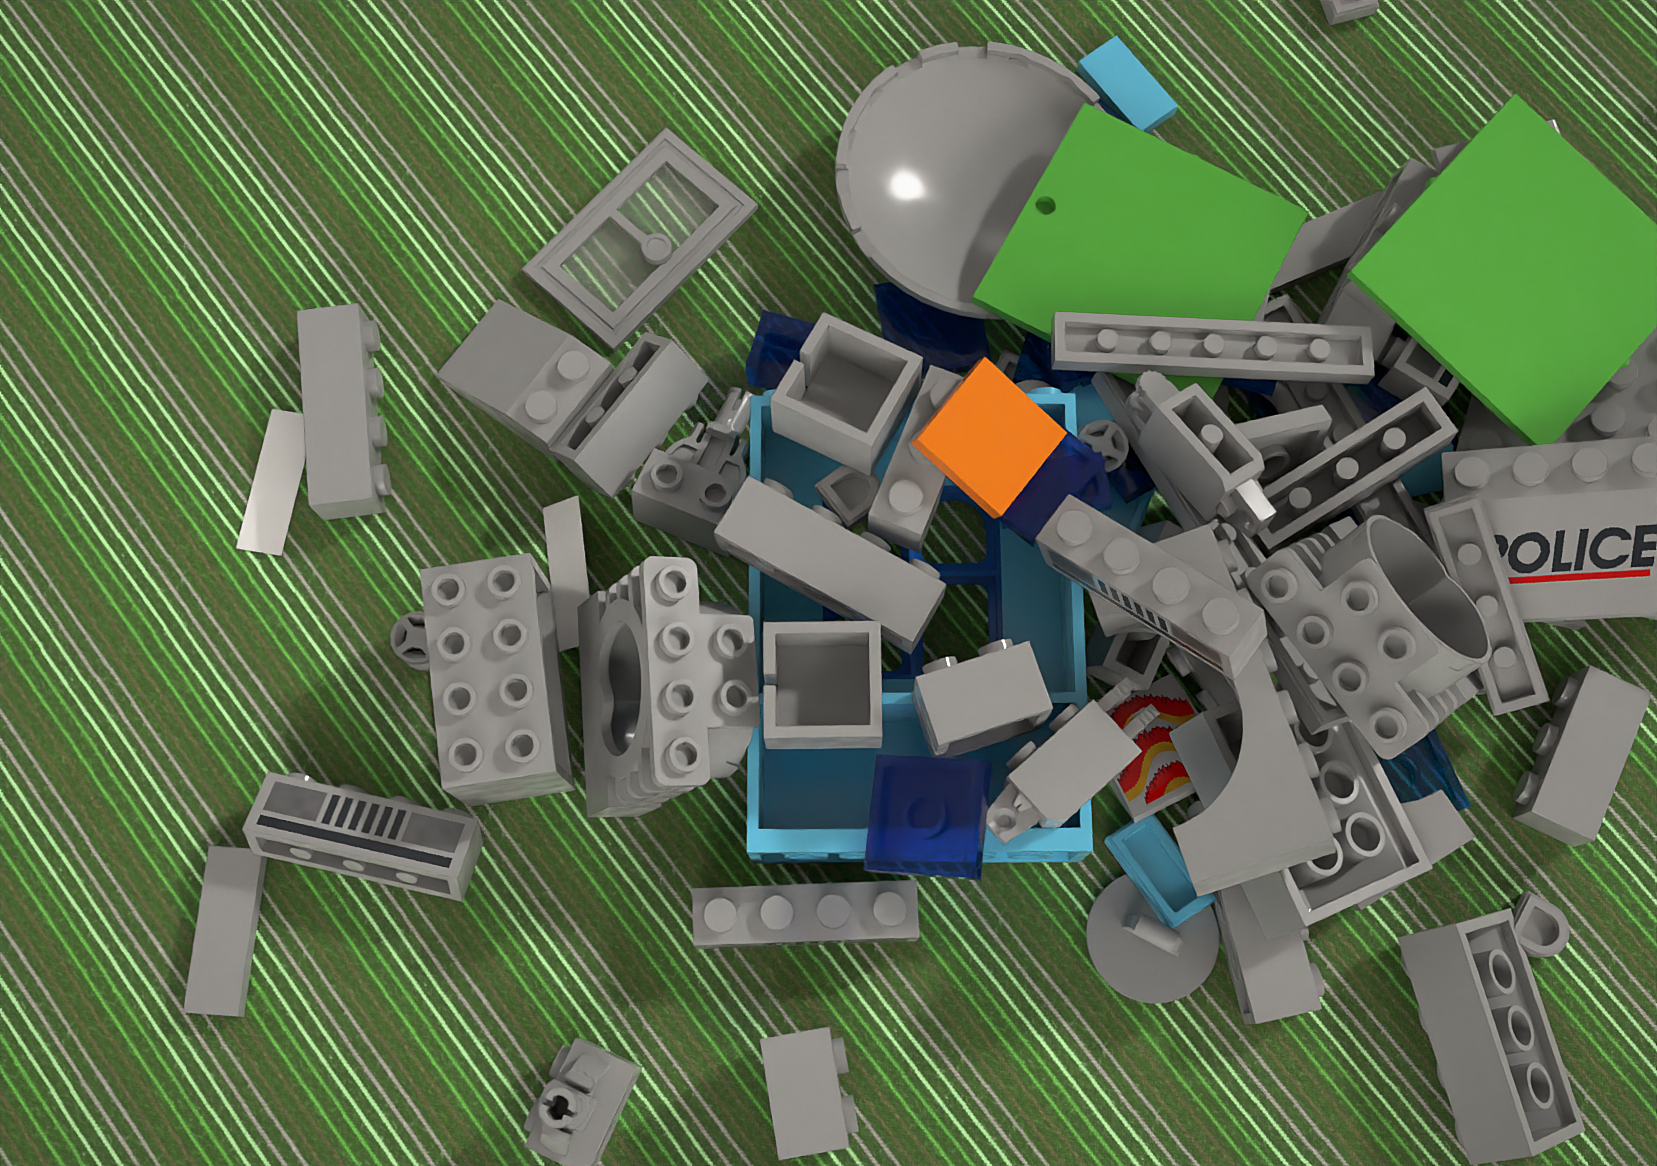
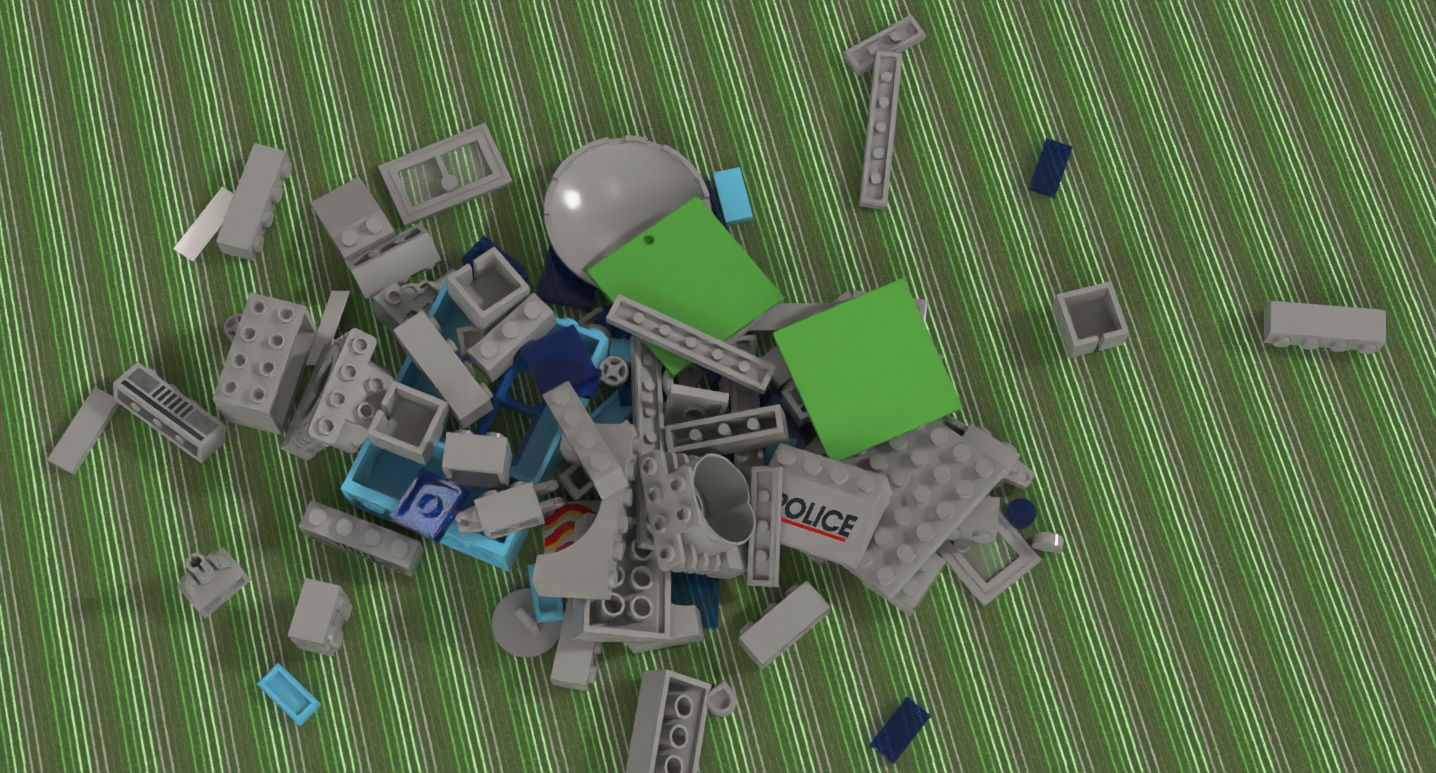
camera: 20 degrees right, 5 degrees down
(989, 438) = (542, 338): orange tile -> none
(1200, 452) = (653, 391): light grey hinge -> none

